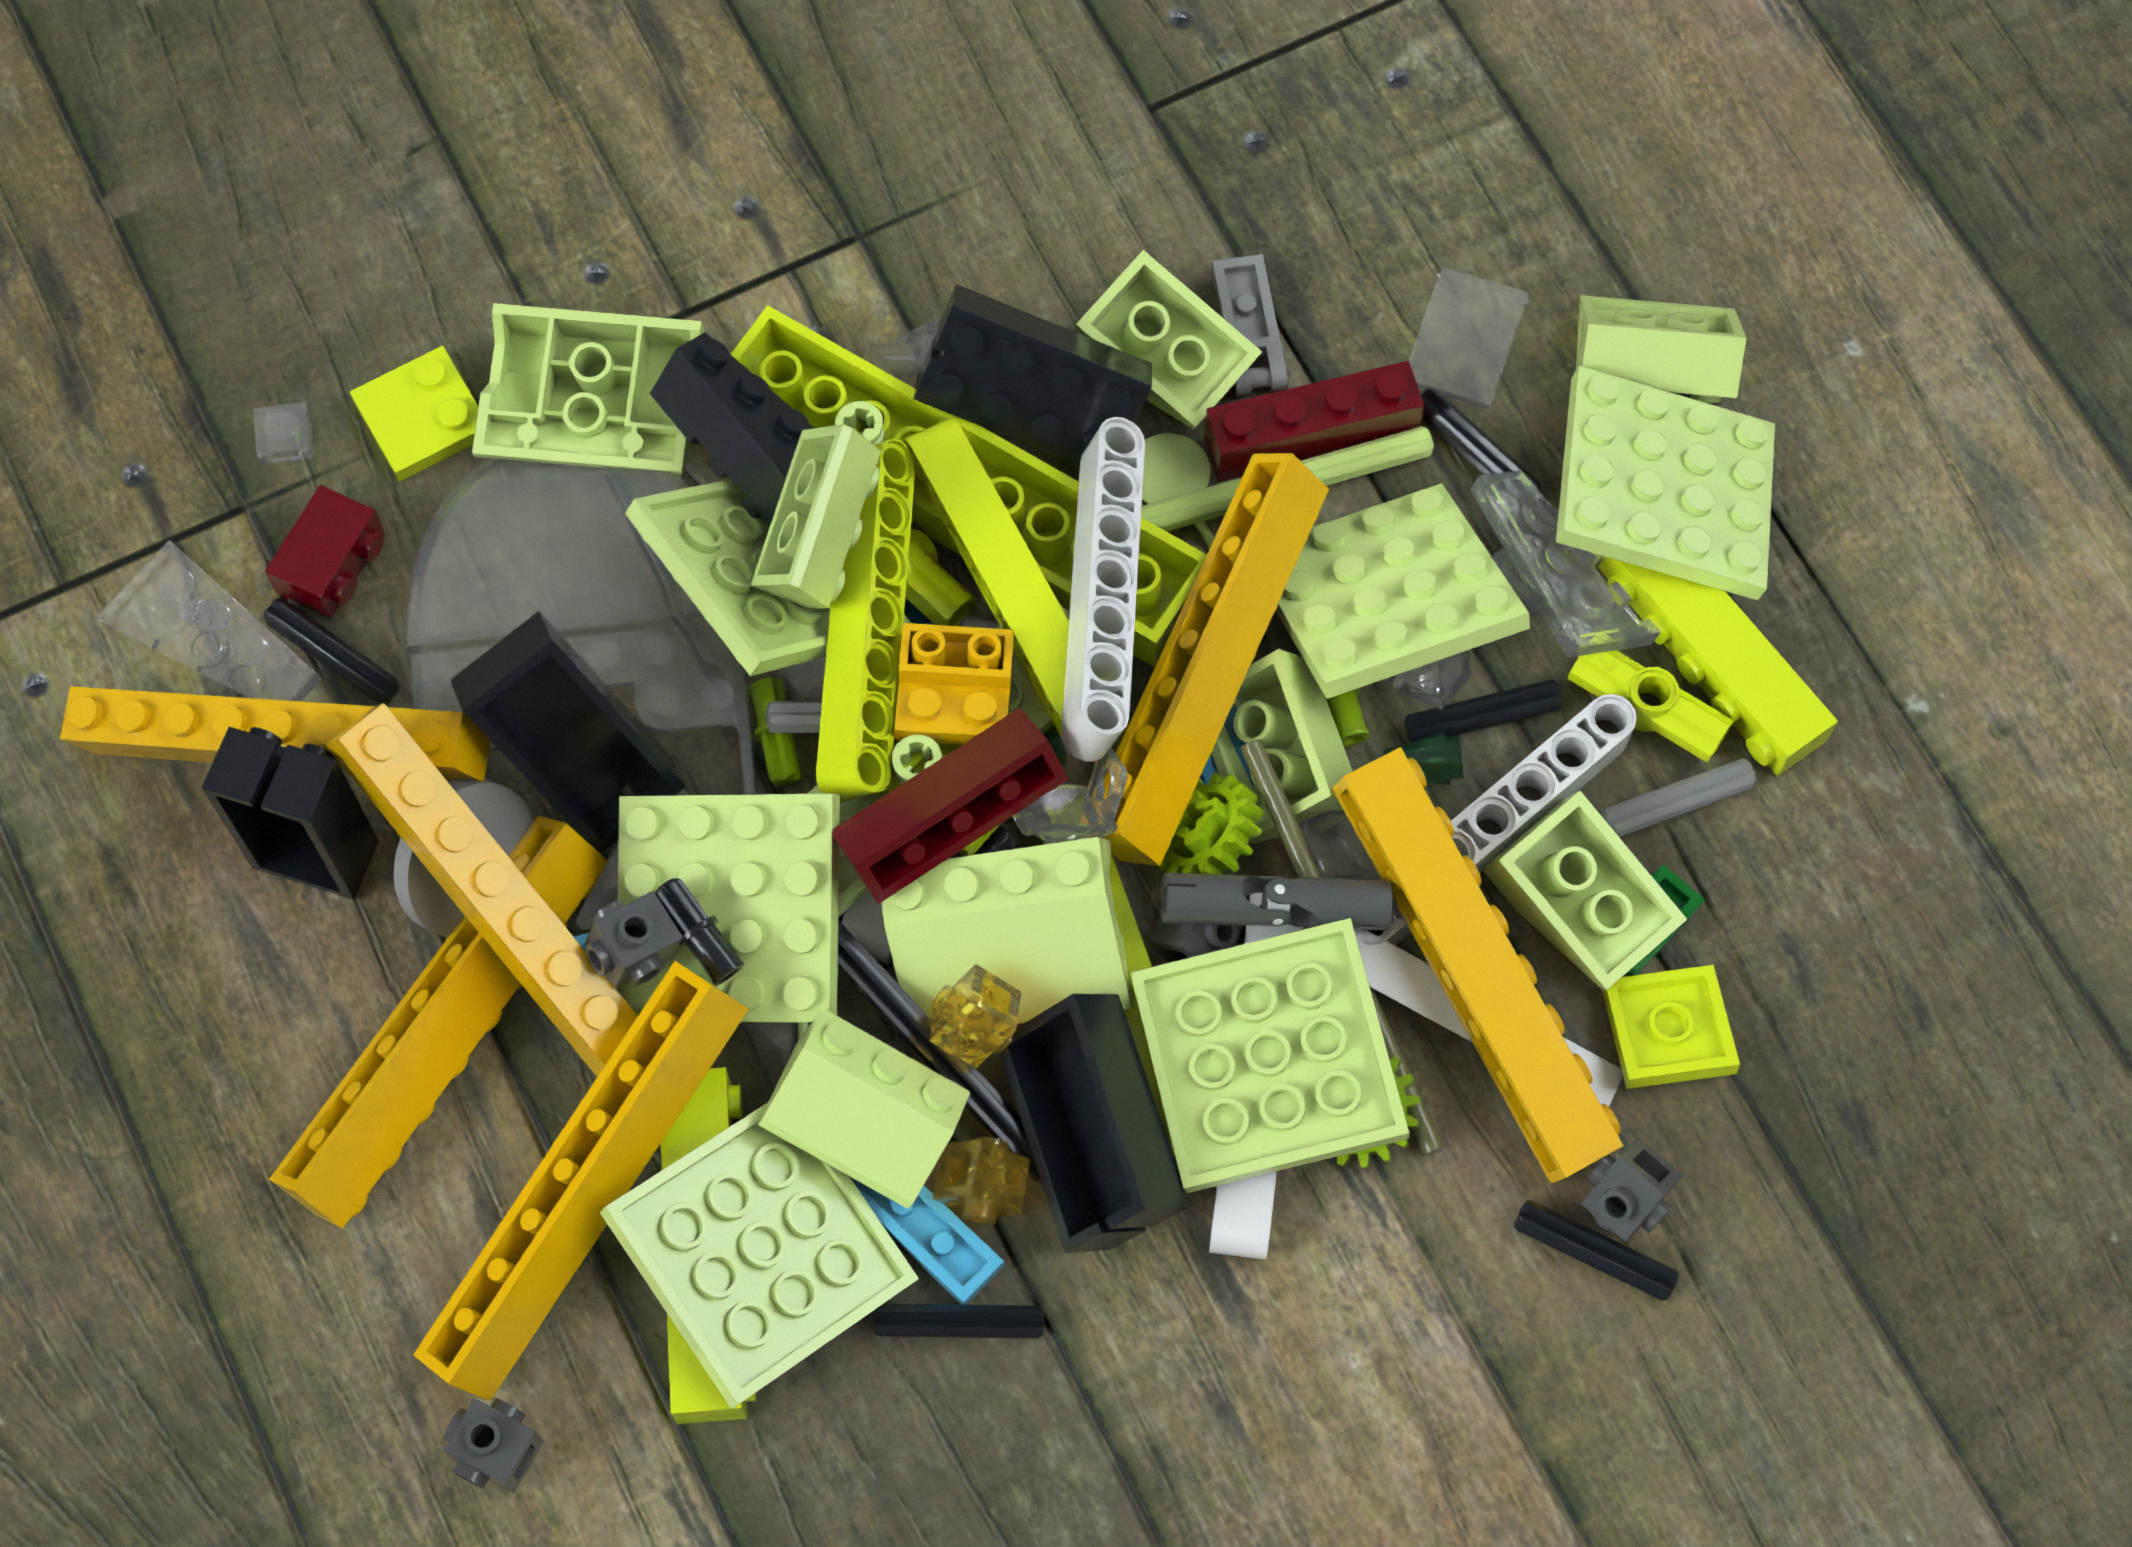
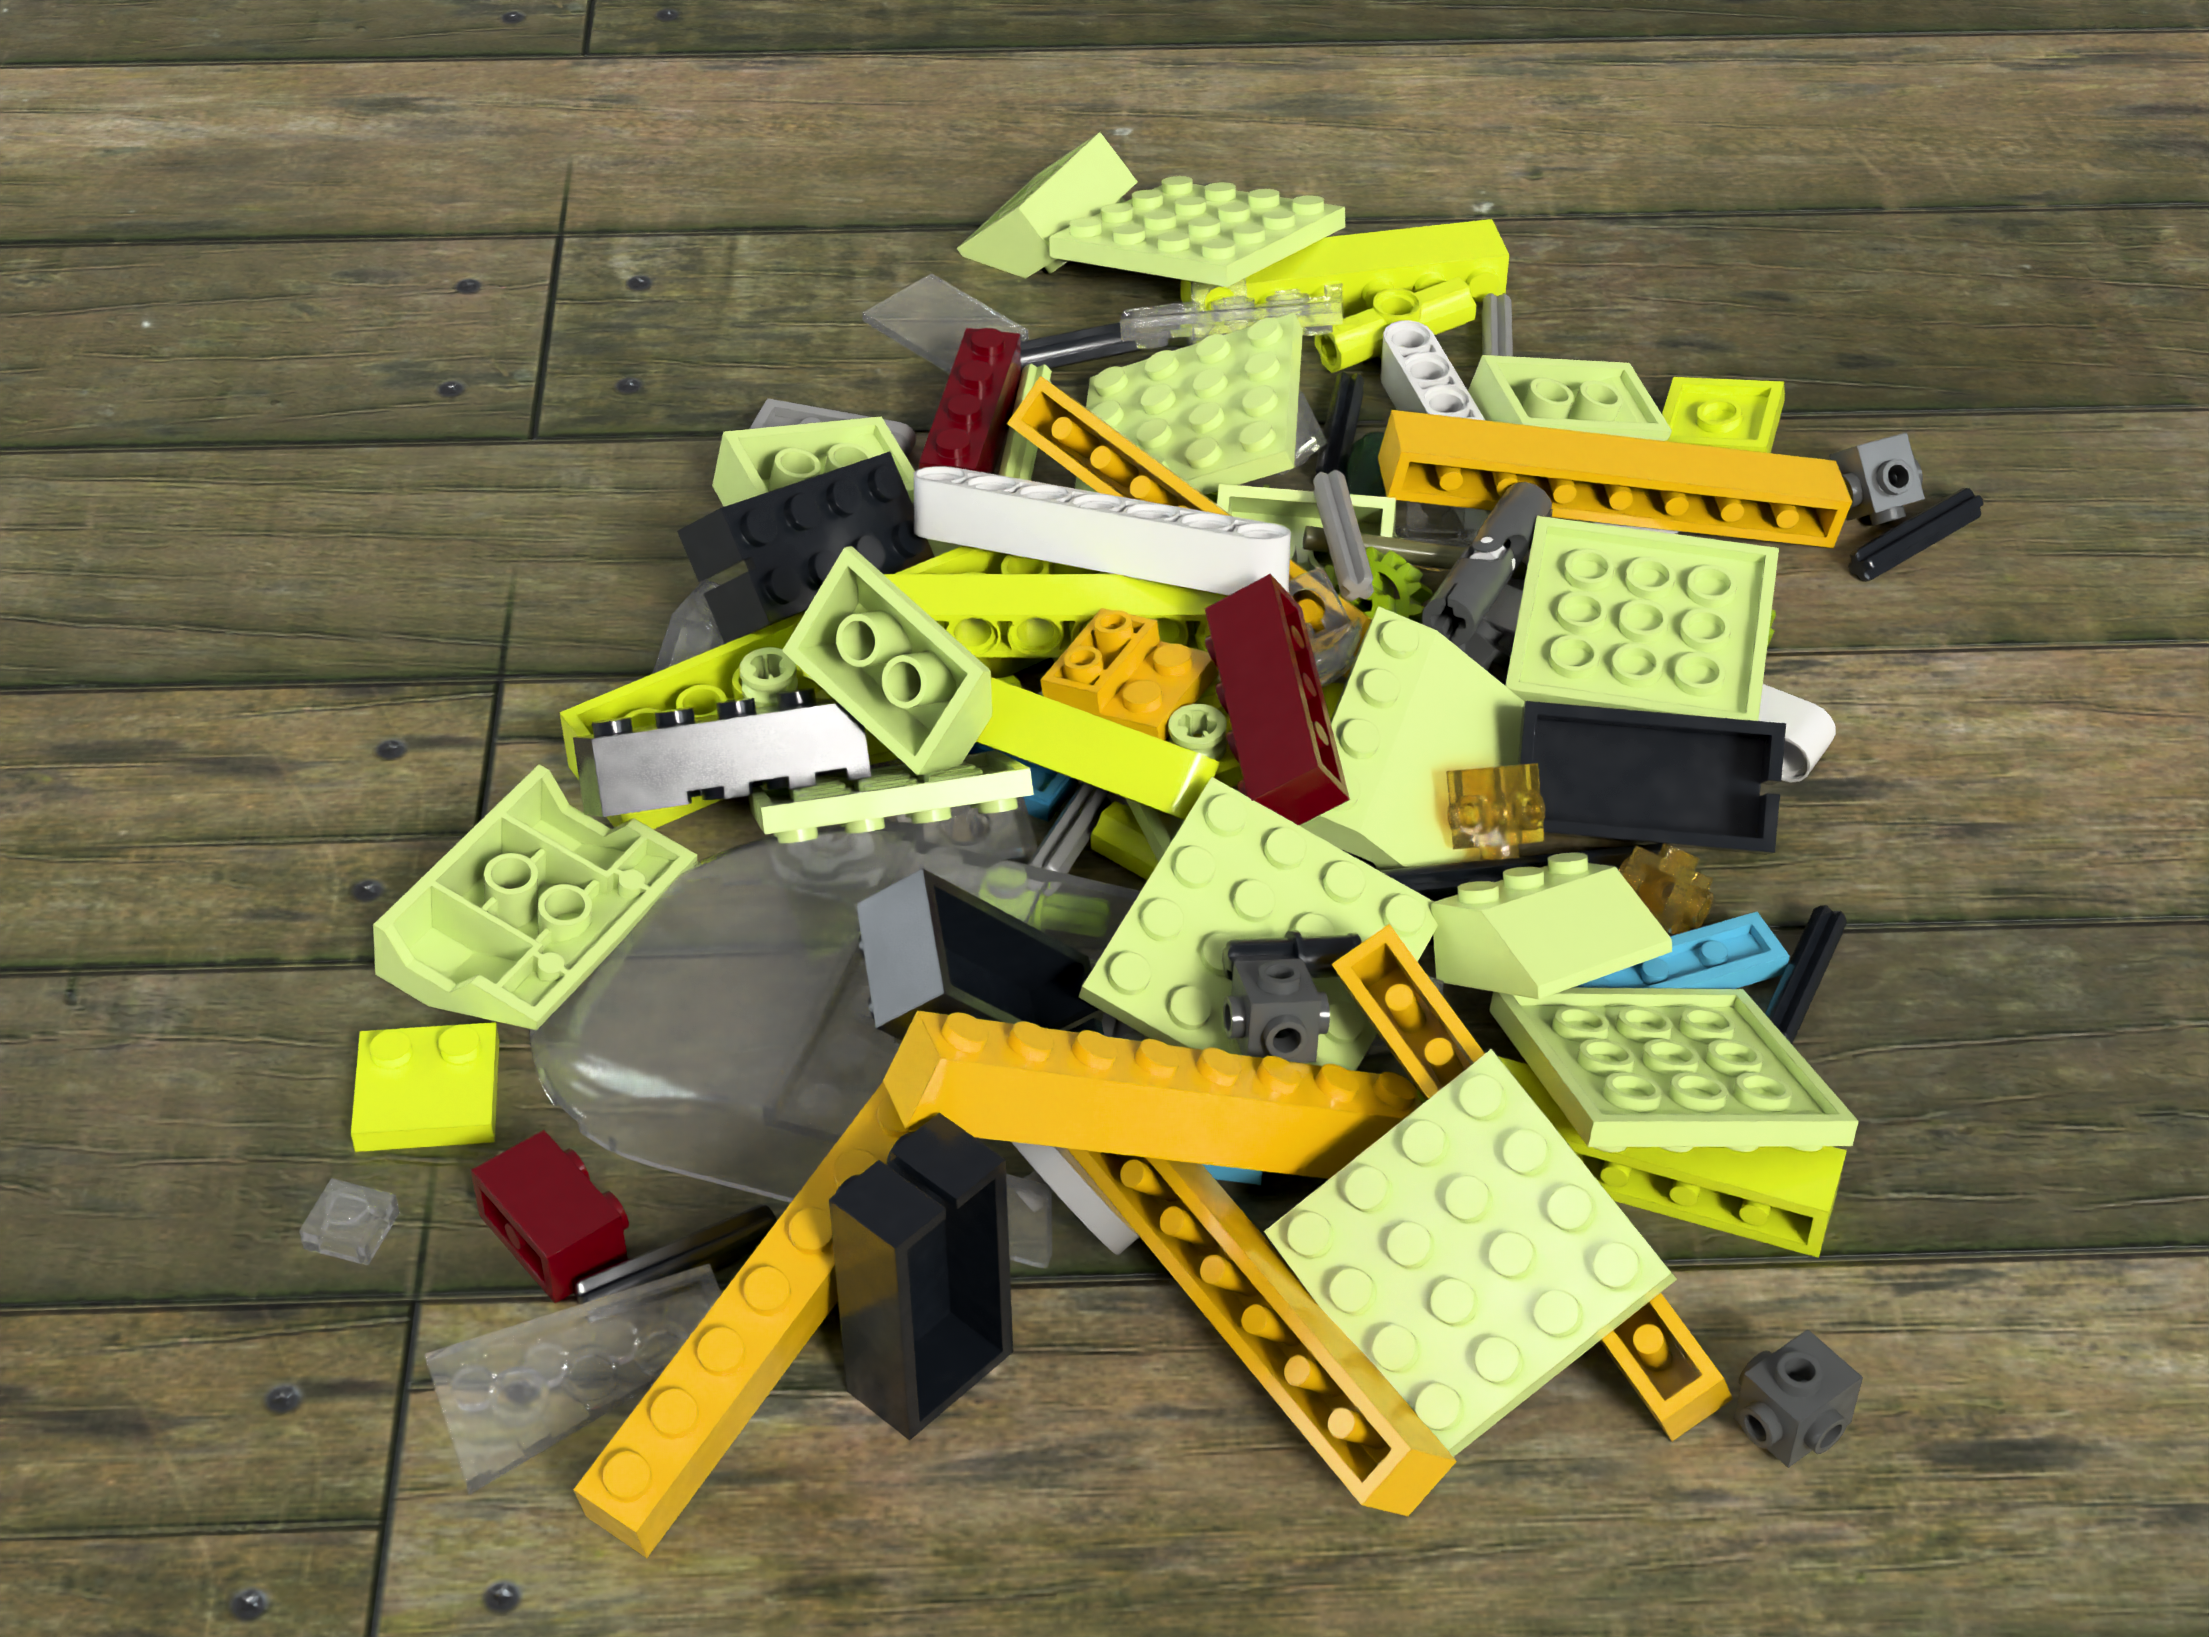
camera: 65 degrees left, 25 degrees down
(490, 1167) = (1470, 1254): none -> yellowish green plate
(1243, 772) = (1343, 536): none -> light grey axle

